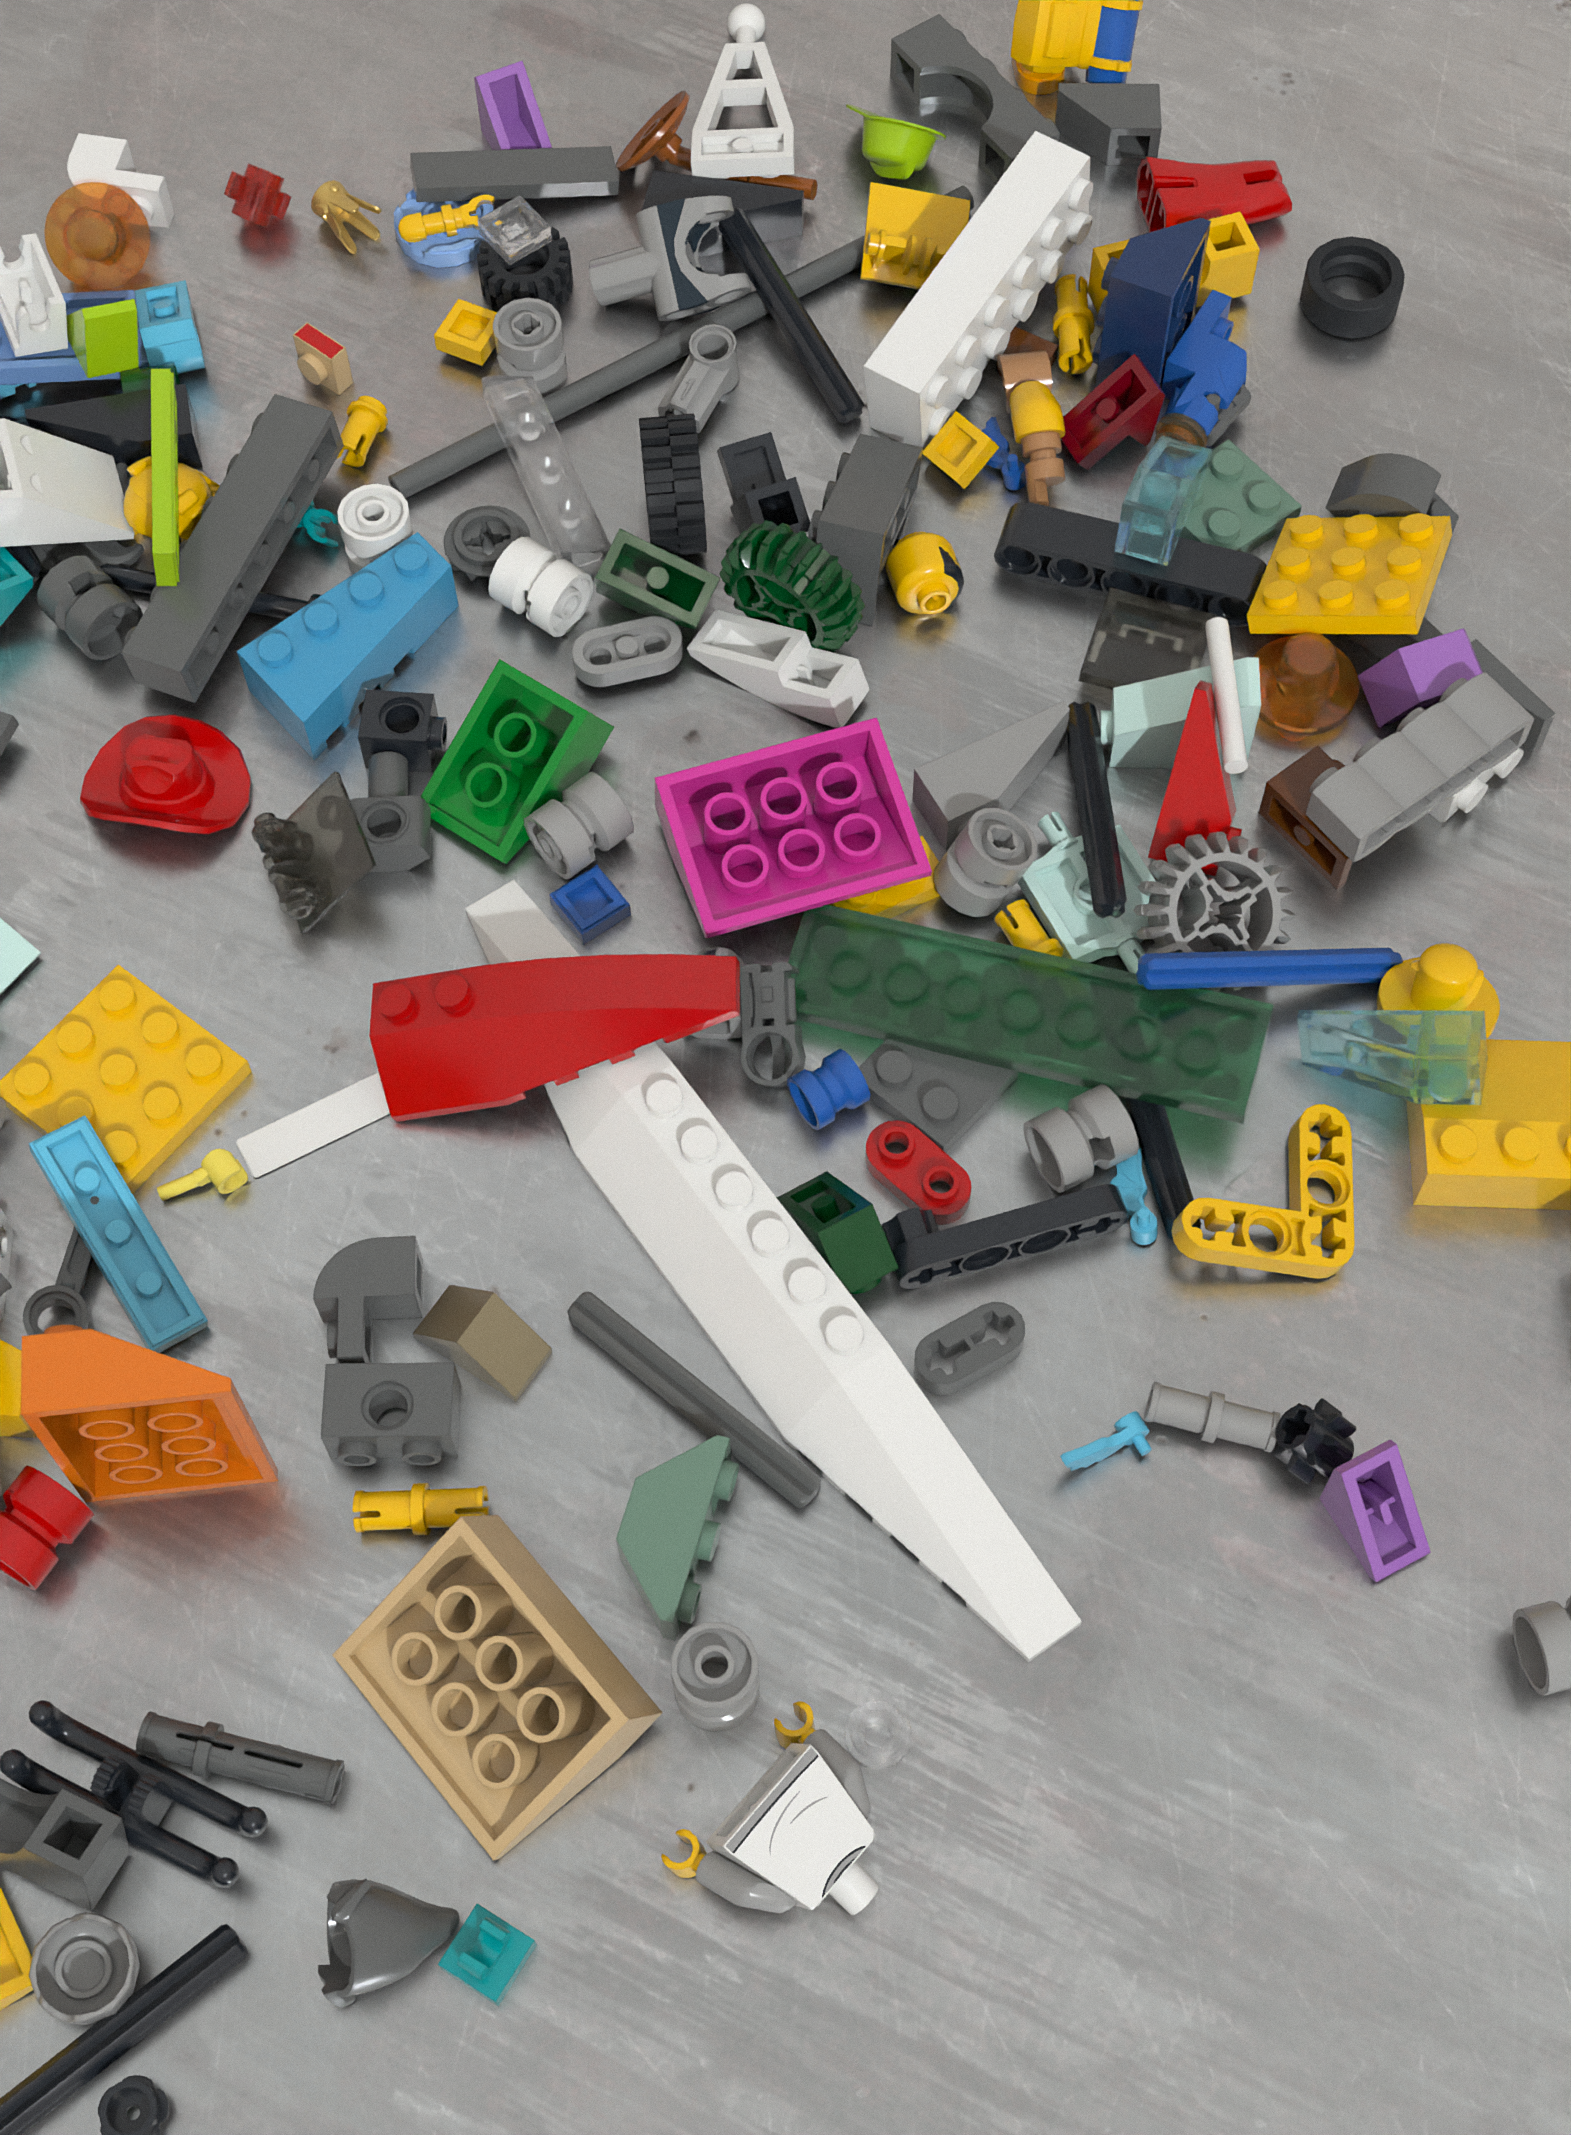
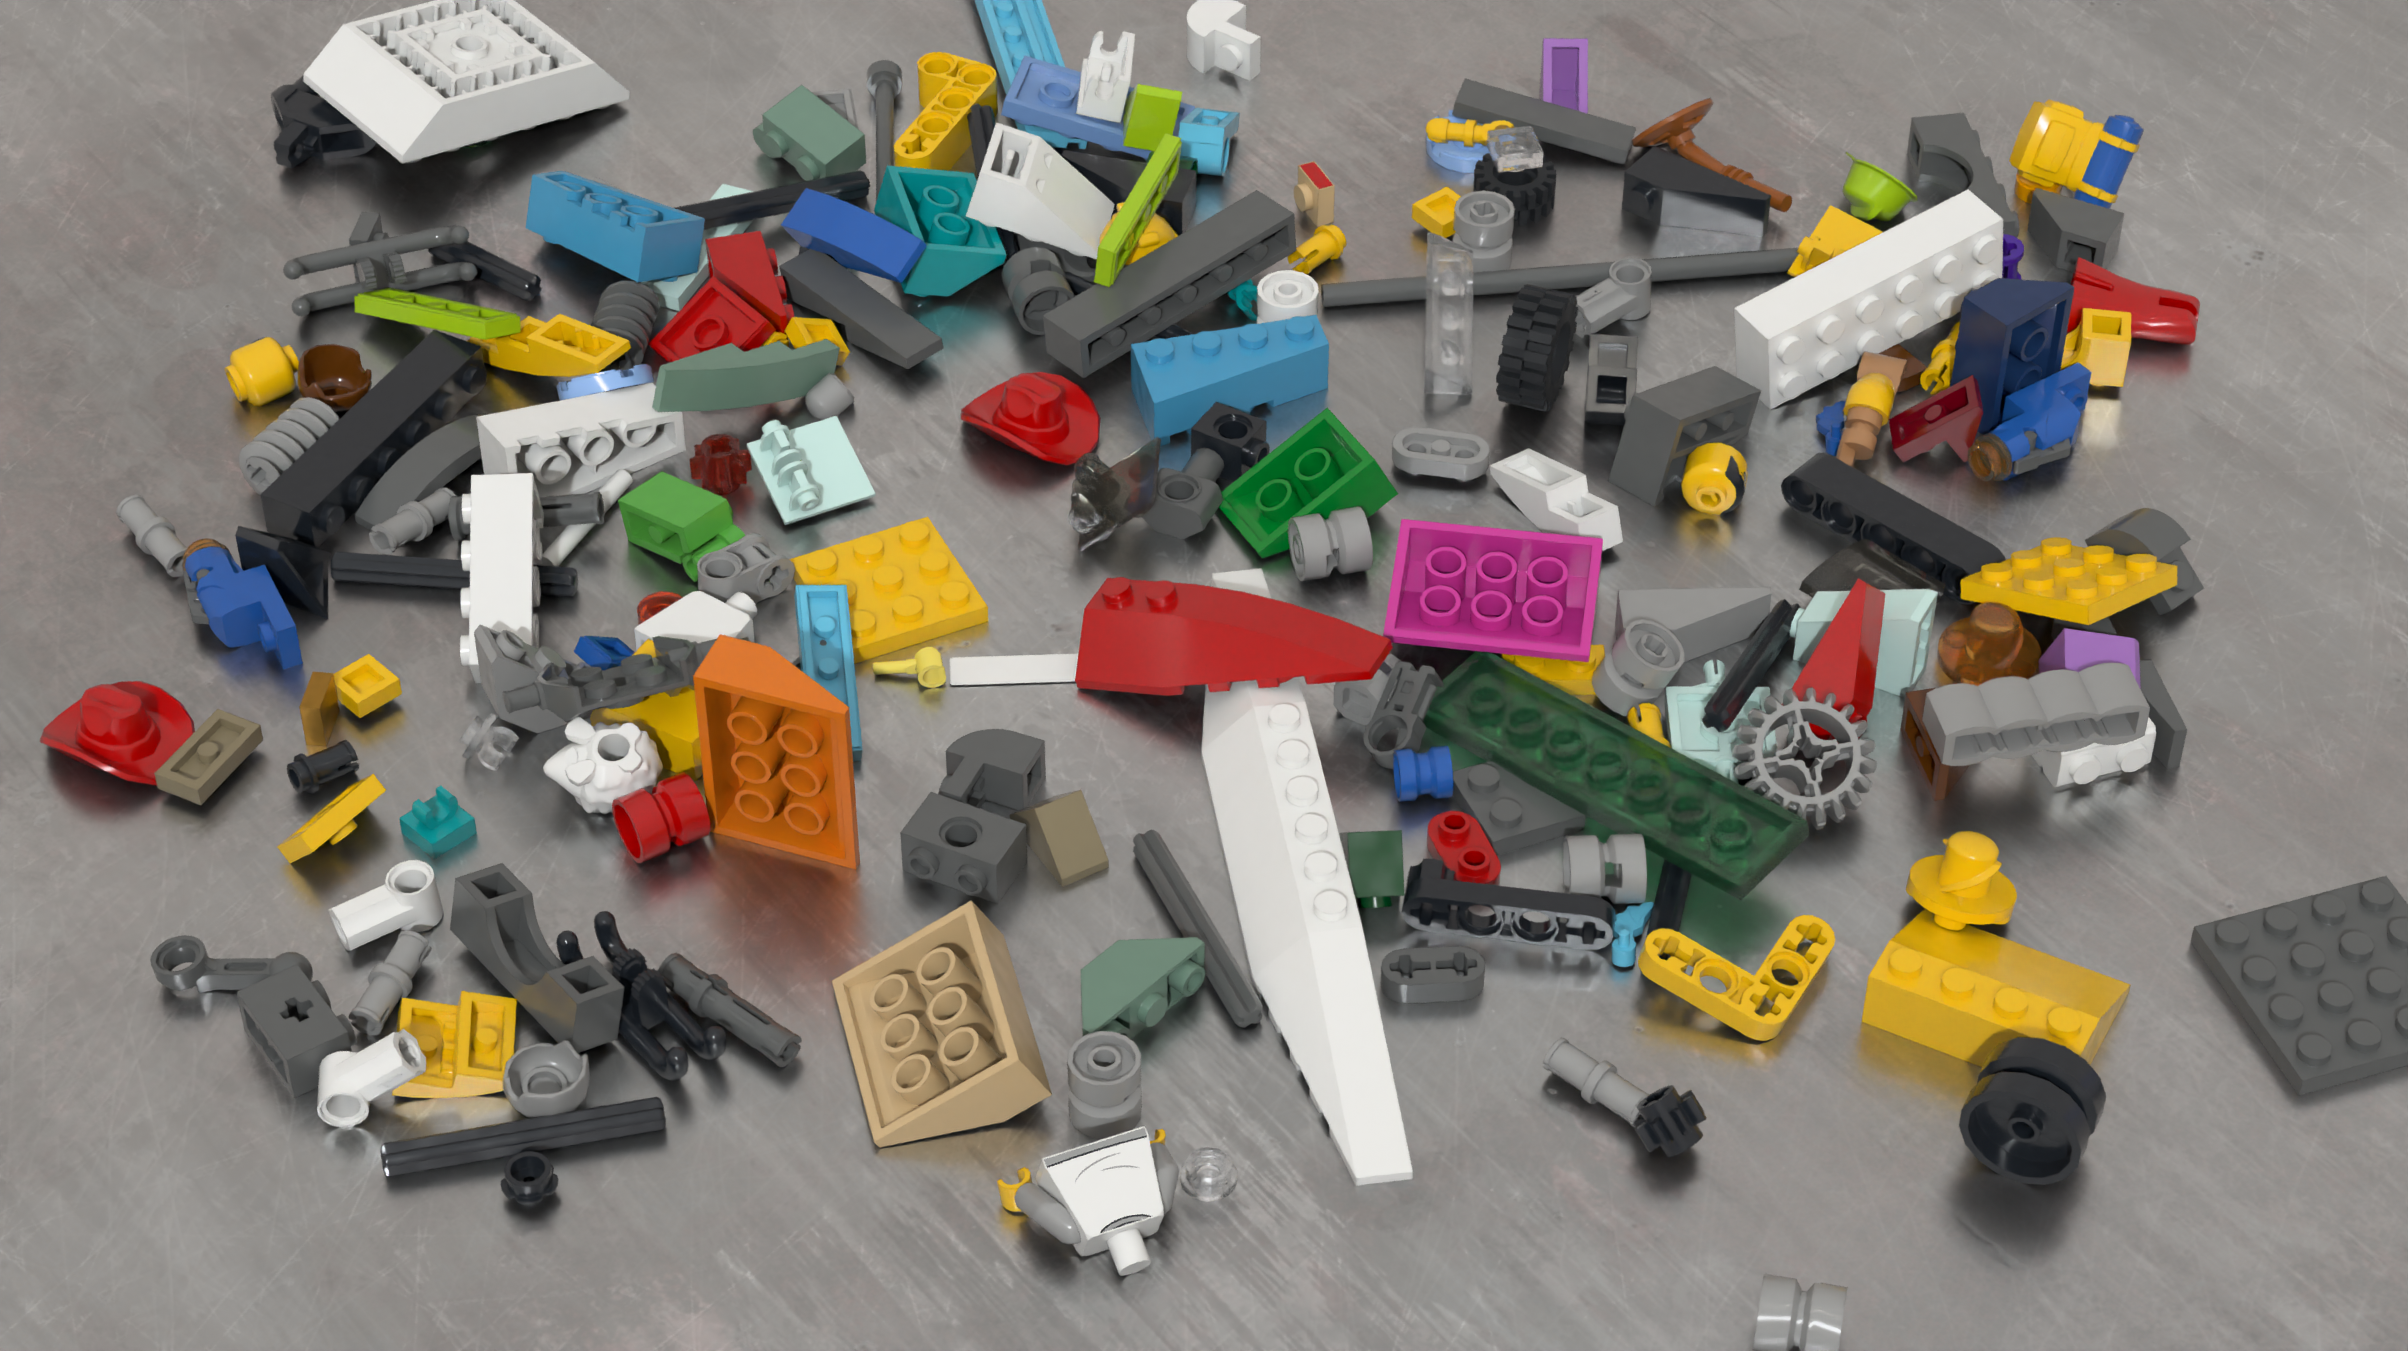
camera: 25 degrees right, 20 degrees down
(97, 235) = (1188, 58): clear orange plate -> none
(257, 195) = (1329, 74): clear red gear -> none
(337, 206) = (1388, 102): pearl gold piece -> none
(377, 1937) = (765, 1140): dark grey hat -> none
(417, 1508) = (929, 907): yellow pin -> none
(465, 538) = (1357, 345): dark grey gear -> none
(487, 1954) = (835, 1192): teal tile -> none
(536, 583) = (1395, 386): white wheel -> none
(590, 904) = (1313, 595): blue tile -> none
(654, 581) = (1483, 405): dark green slope -> none
(670, 261) = (1632, 209): light grey connector -> none
(743, 151) = (1756, 161): white plate -> none
(791, 316) = (1711, 277): black axle -> none
(792, 584) = (1592, 435): dark green gear -> none
(960, 449) = (1797, 409): yellow plate -> none
(1130, 1431) = (1497, 1073): medium azure piece -> none
(1161, 499) = (1934, 478): clear light blue slope -> none
(1226, 695) = (1893, 606): white bar -> none
(1237, 503) = (2003, 511): sand green plate -> none
(1264, 968) = (1820, 804): blue axle -> none
(1357, 258) = (2211, 428): black tyre -> none
(1376, 1511) = (1692, 1178): medium lavender slope -> none
(1400, 1052) = (1903, 896): clear light blue slope -> none

